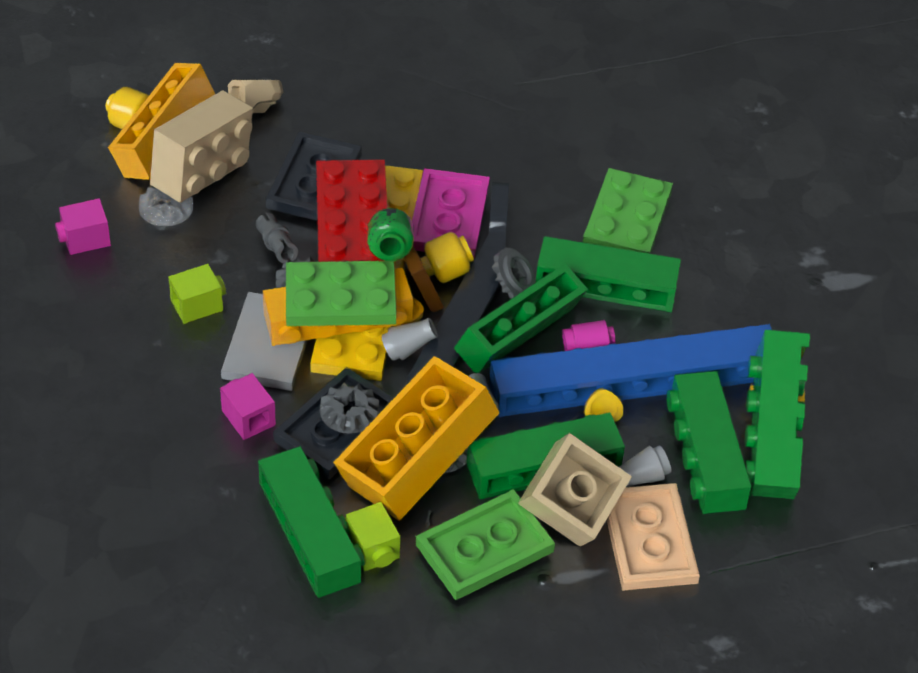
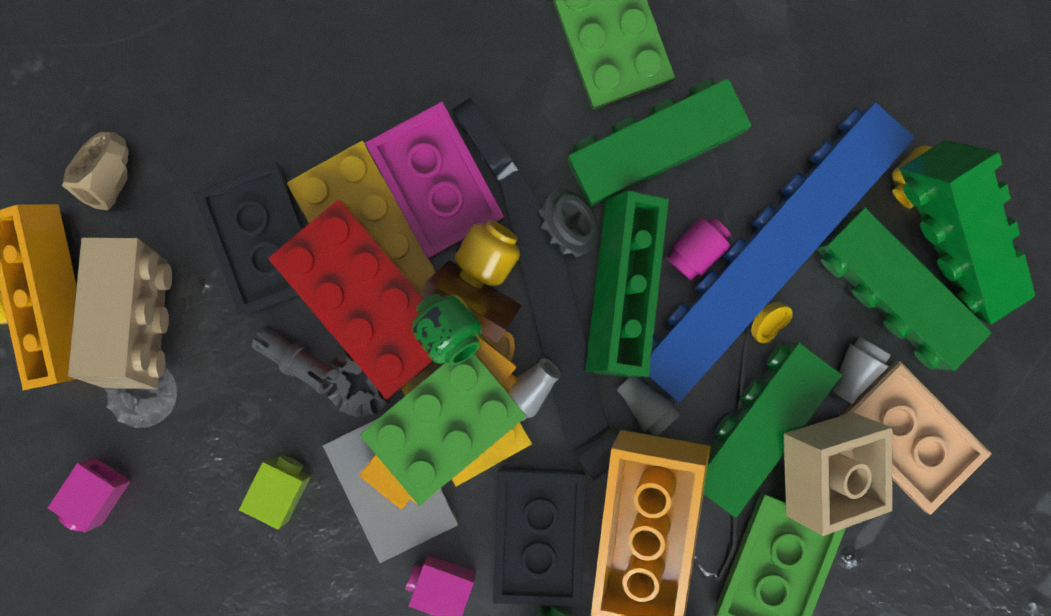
camera: 30 degrees left, 40 degrees up
(358, 417) = (556, 509): dark grey gear -> none

